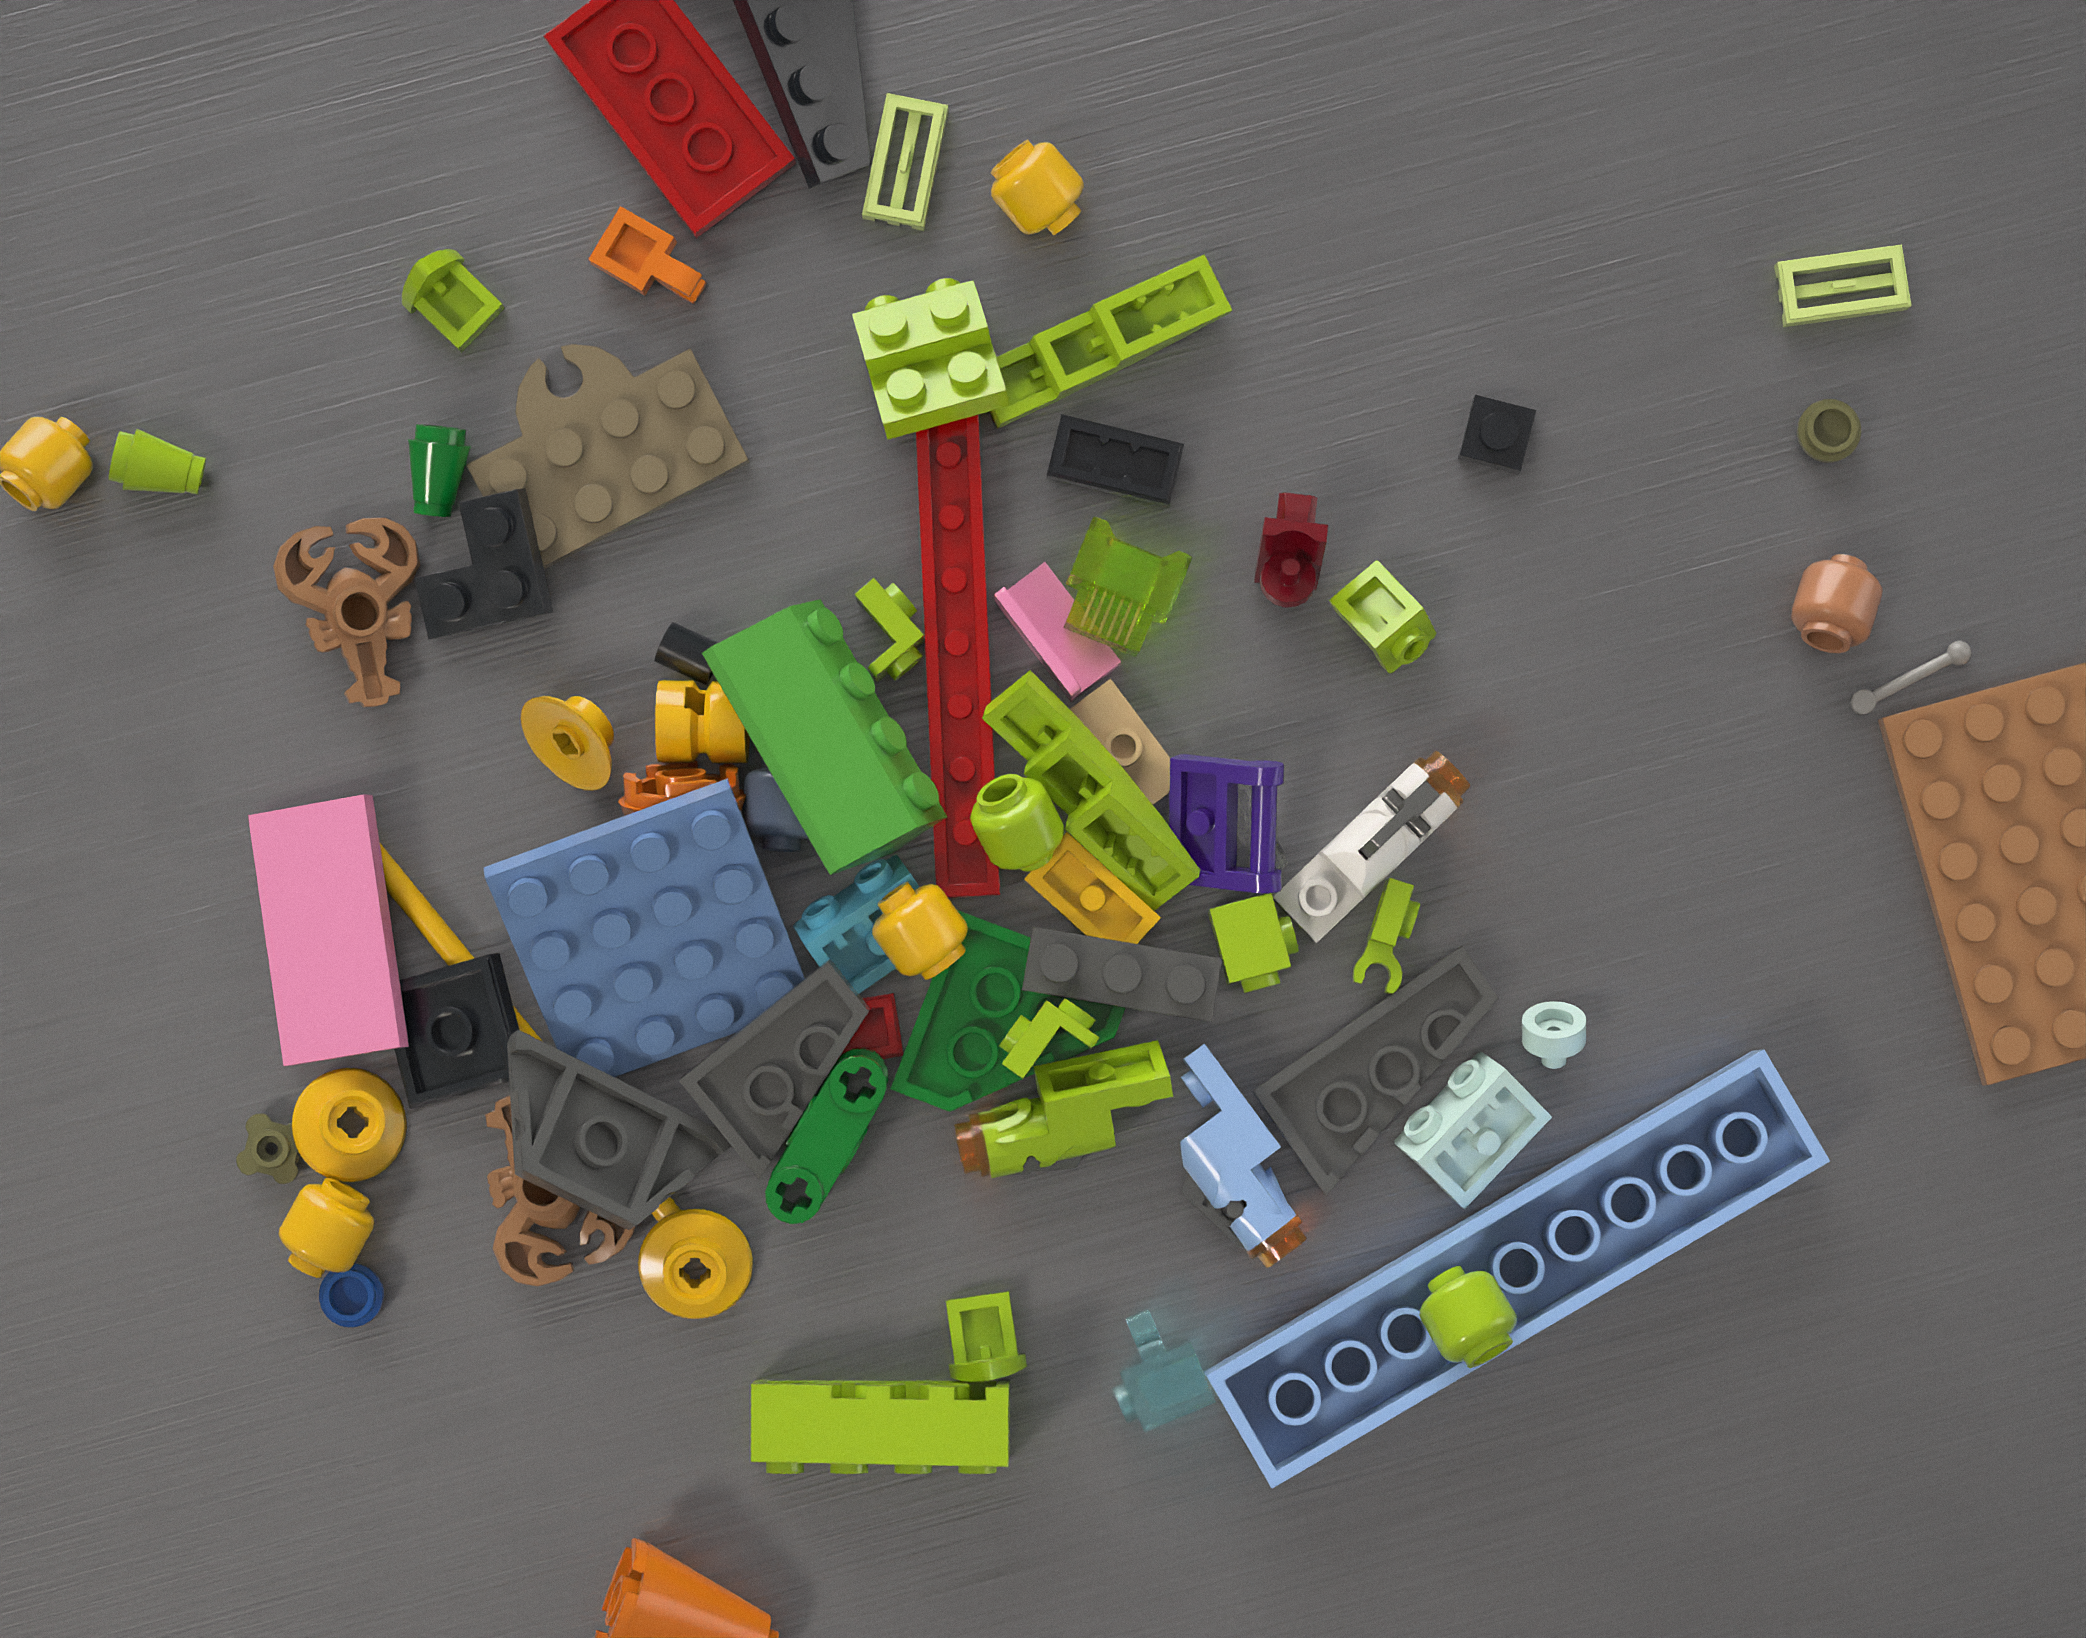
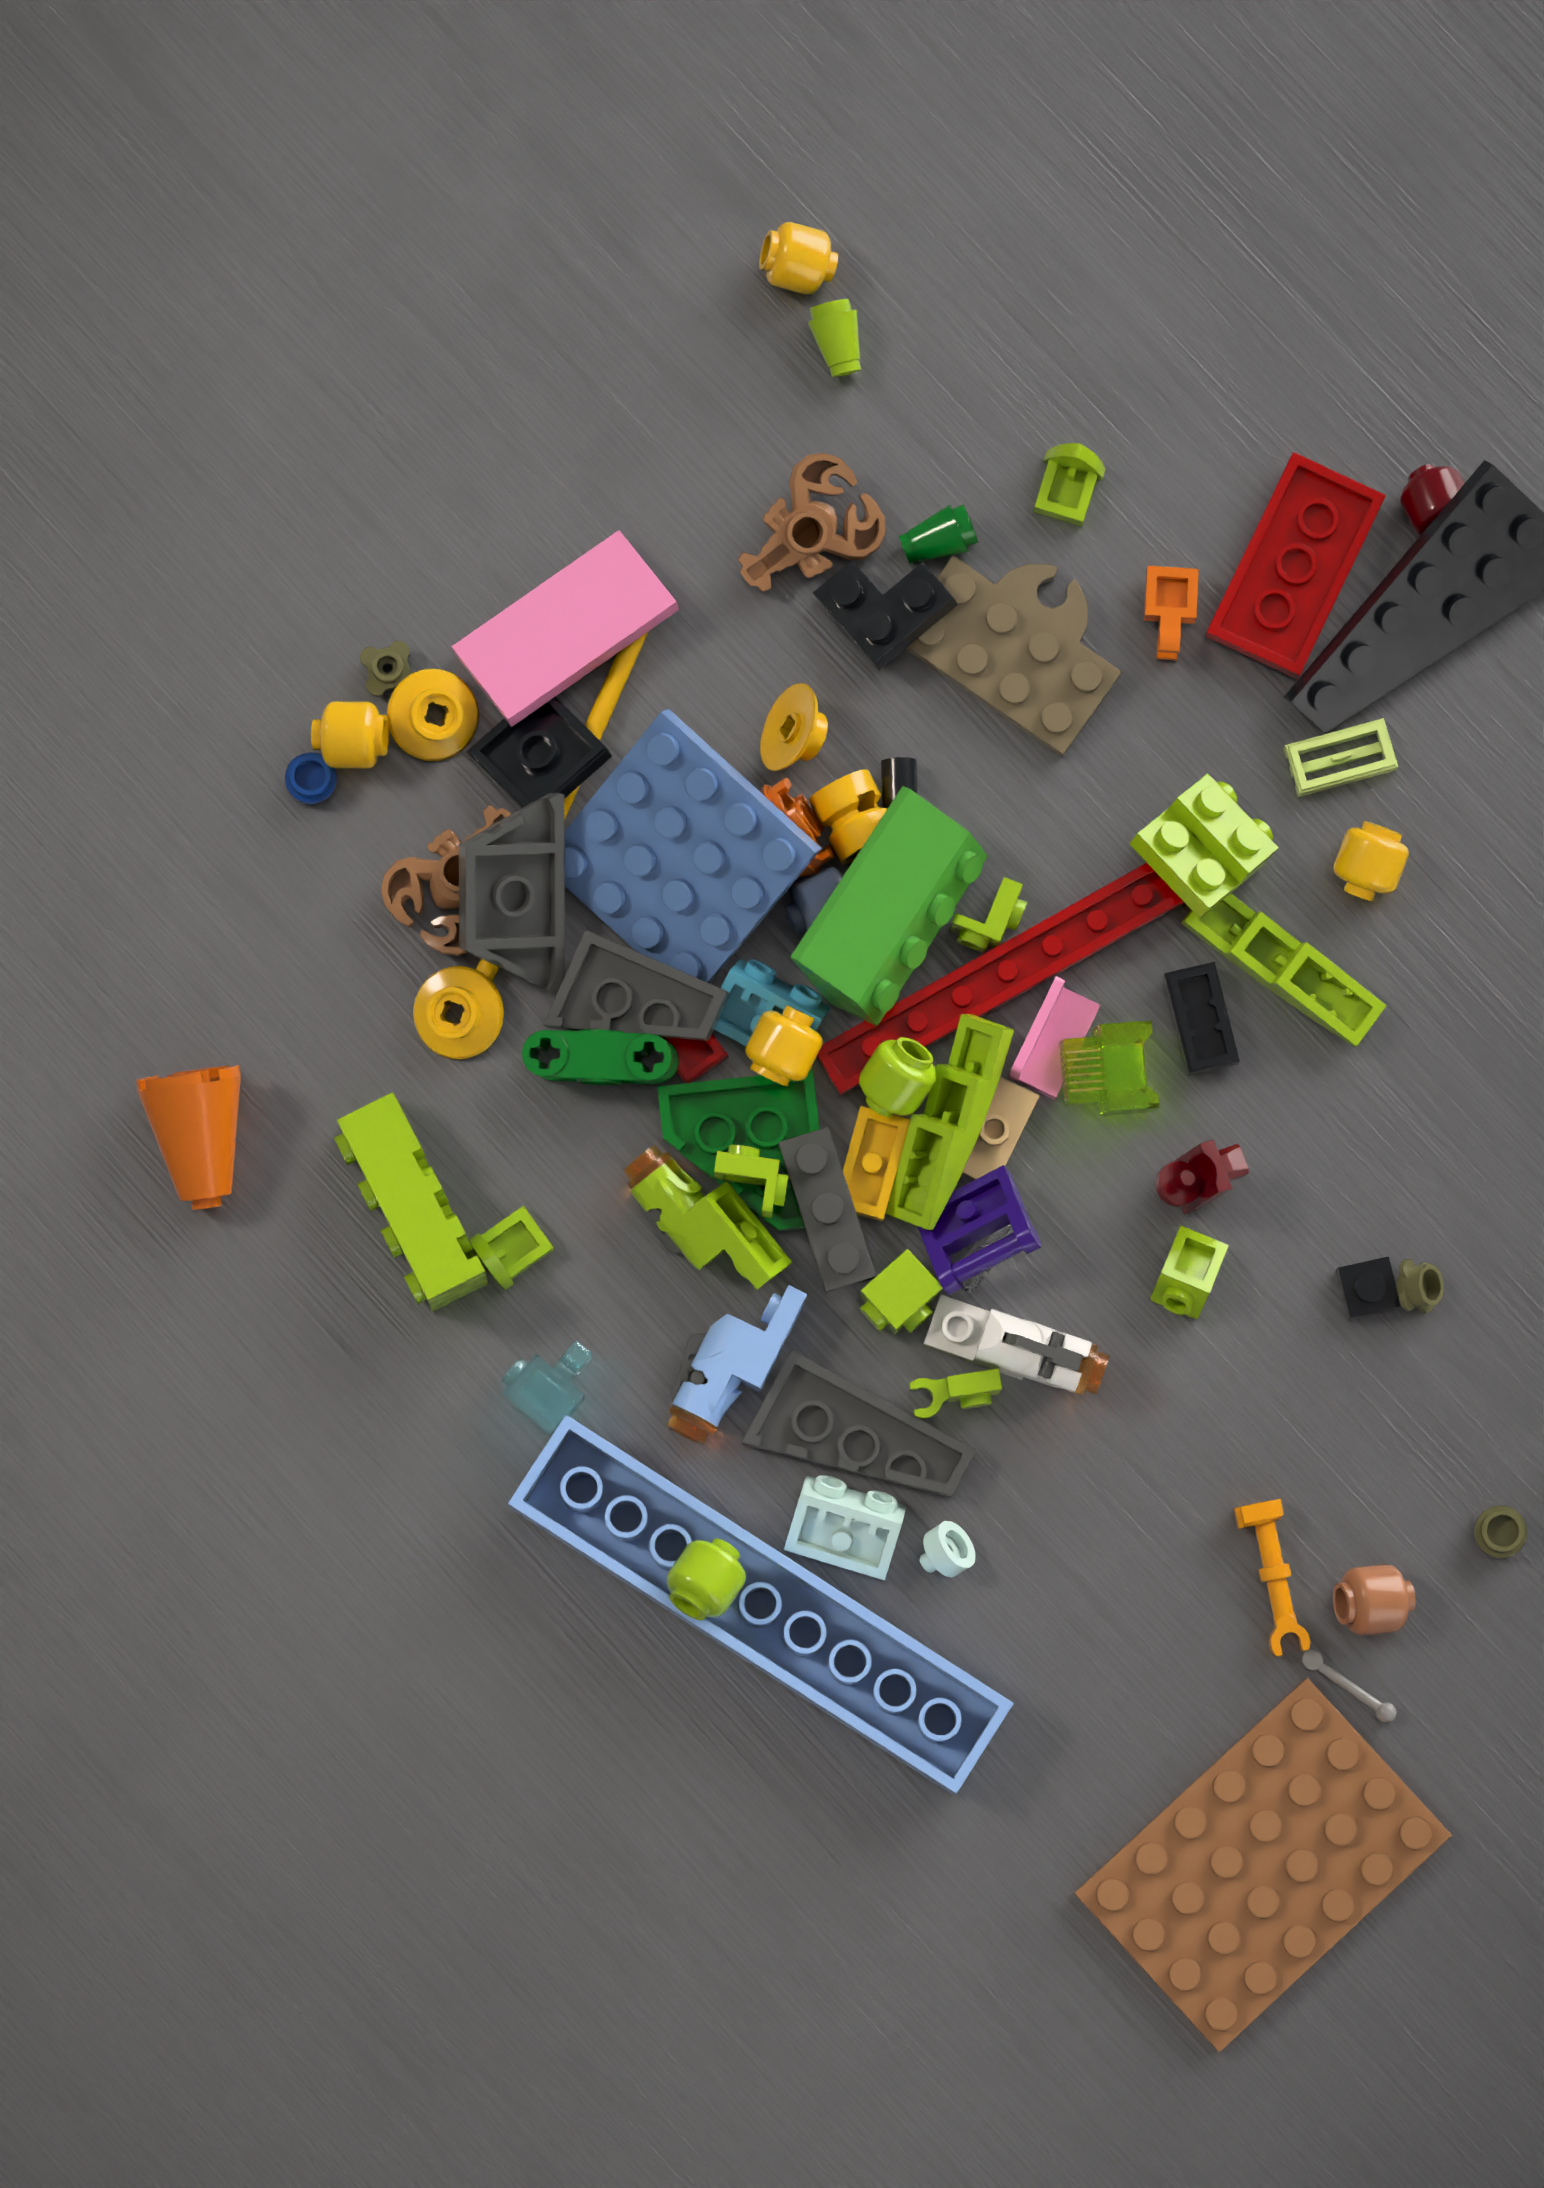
camera: 55 degrees right, 5 degrees down
(1524, 378) = (1419, 1286): none -> olive plate
(1686, 675) = (1274, 1571): none -> light orange piece

